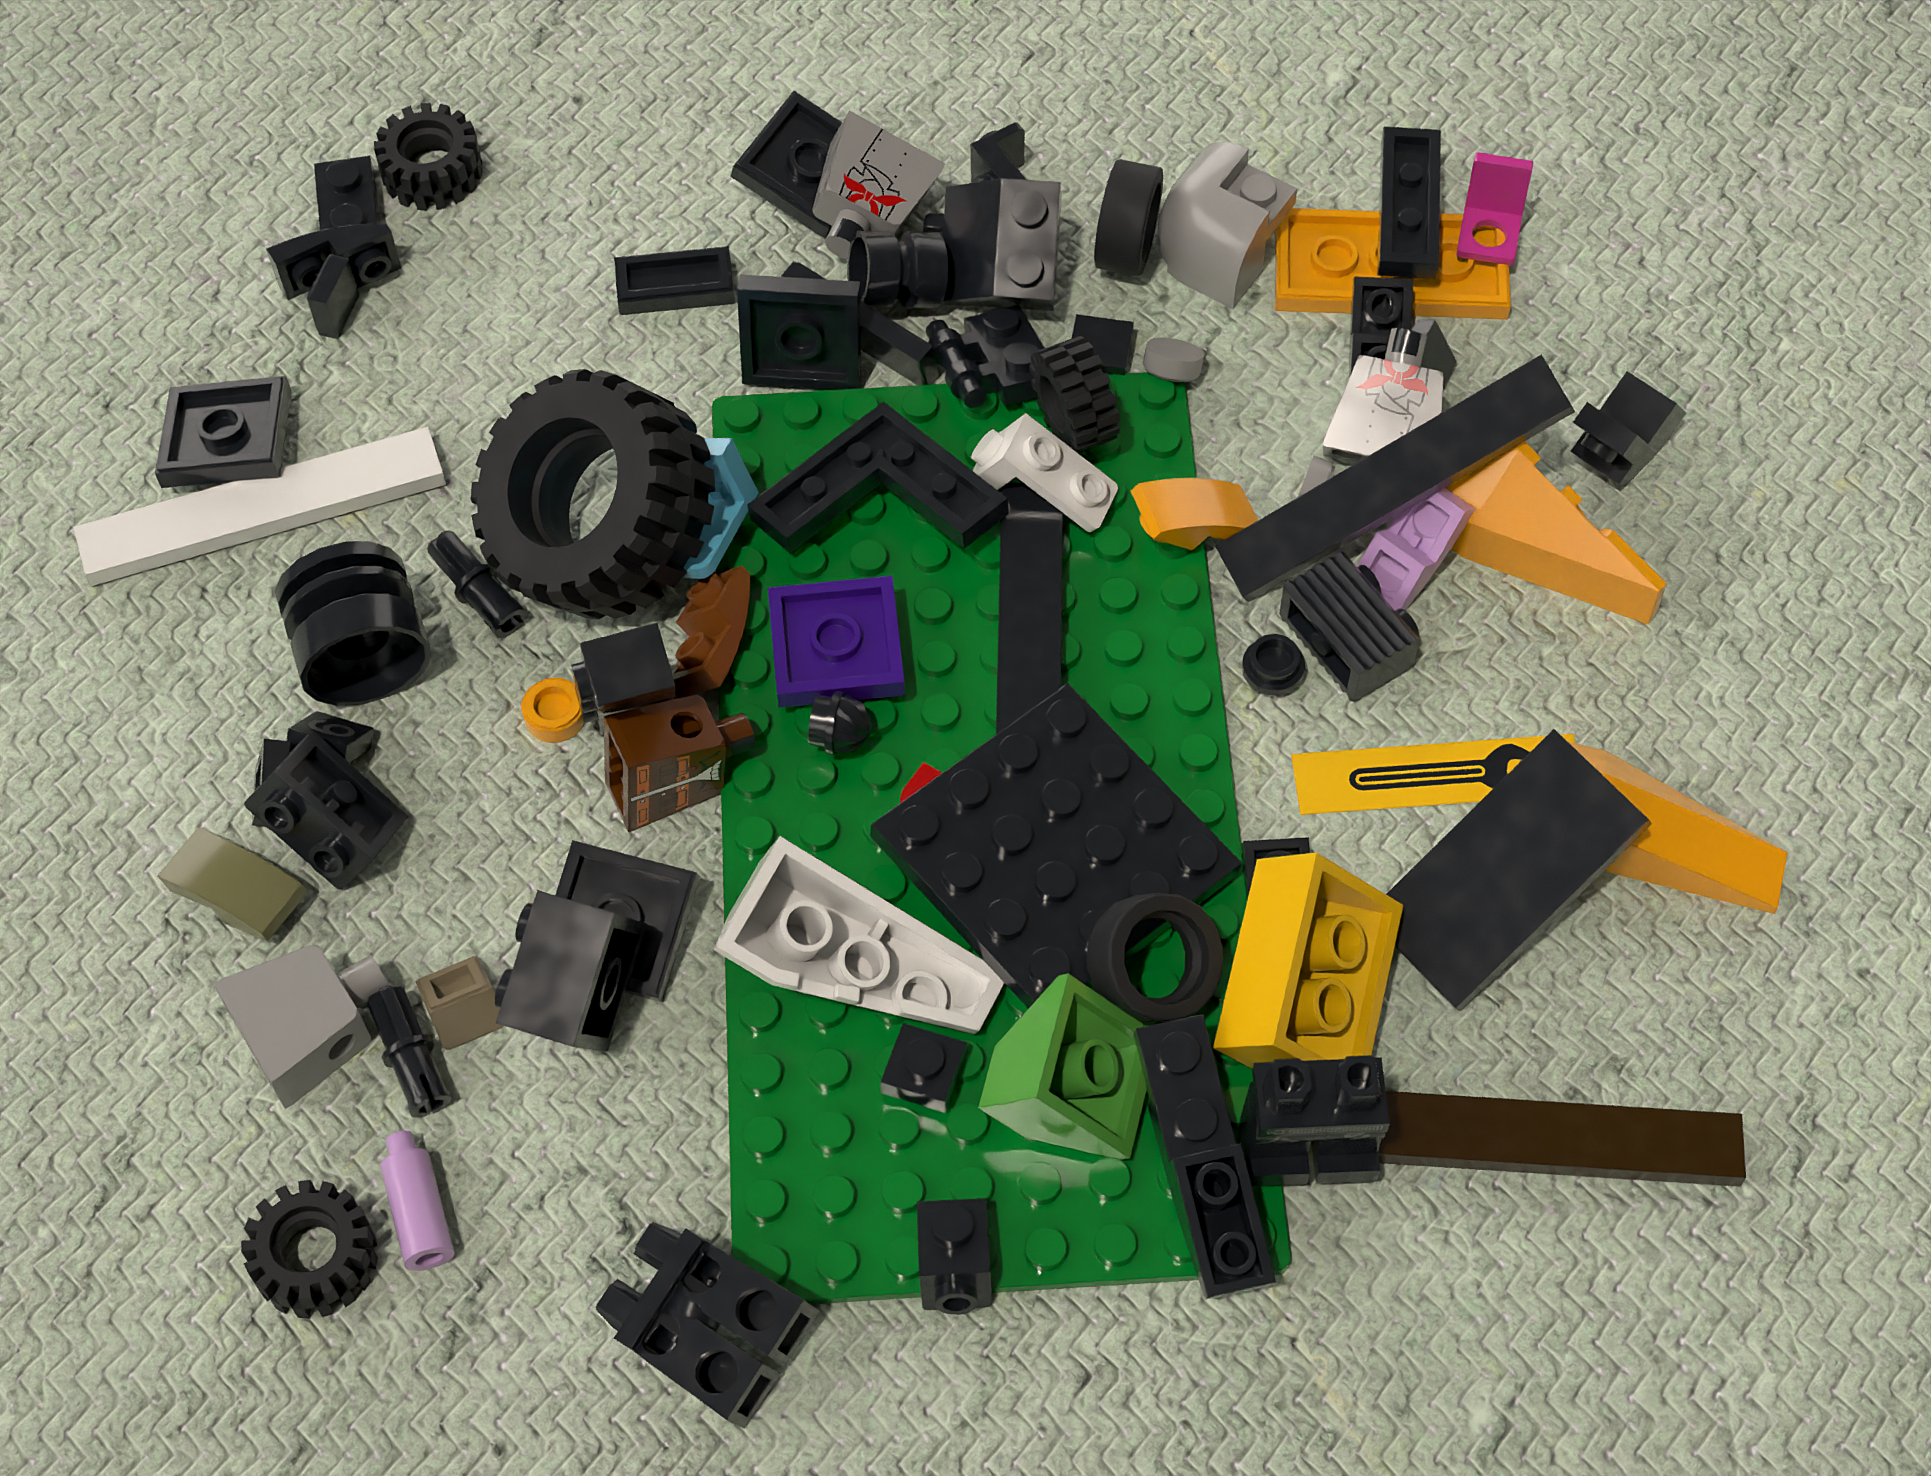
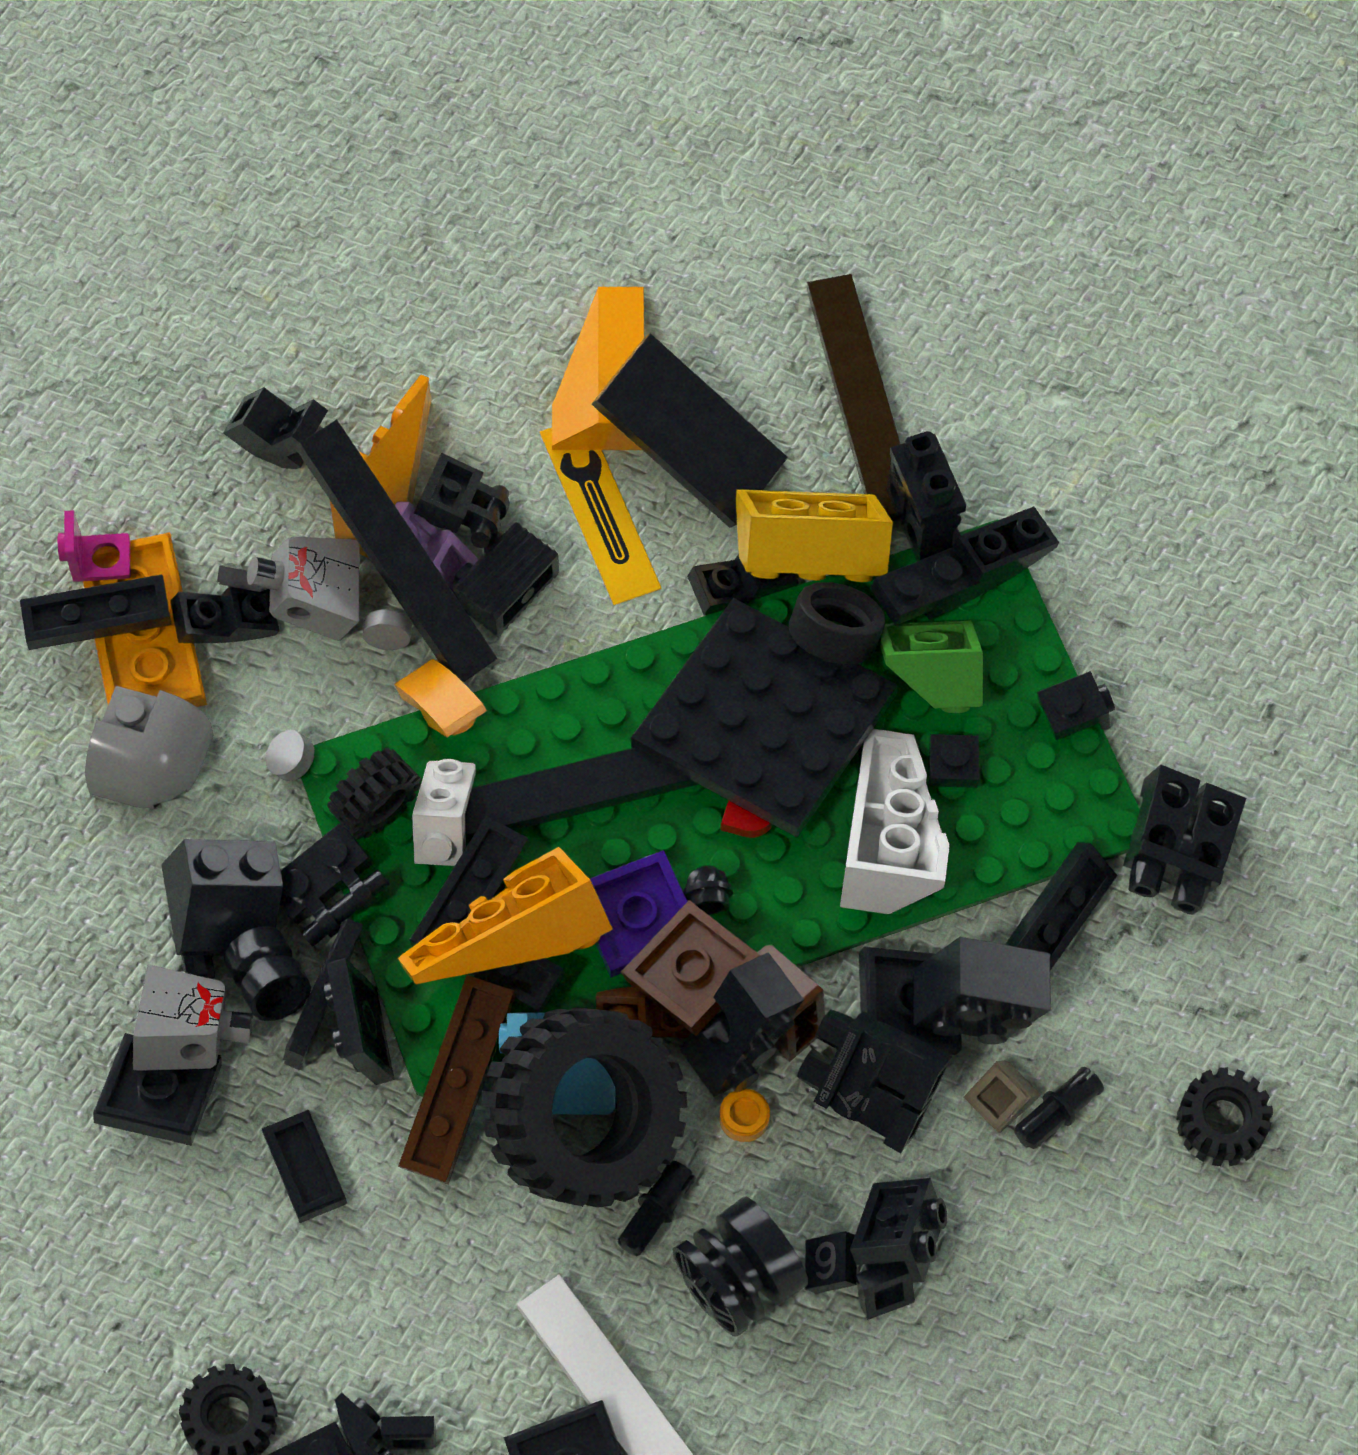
camera: 110 degrees left, 5 degrees up
(233, 883) = (973, 1288): olive slope -> none
(301, 1016) = (1062, 1189): light grey torso -> none
(415, 1204) = (1165, 1062): lavender cylinder -> none
(522, 831) = (875, 1075): none -> black hips
(664, 1133) = (1064, 903): none -> black plate
(729, 654) = (687, 966): none -> reddish brown tile
(764, 441) = (457, 1080): none -> reddish brown plate
(844, 495) = (538, 916): none -> light orange wedge
(998, 154) = (139, 933): black bracket -> none
(1109, 339) = (286, 816): black tile -> none
(1128, 217) = (169, 808): black tyre -> none
(1273, 664) = (549, 626): black plate -> none
(1477, 574) = (458, 498): none -> black plate

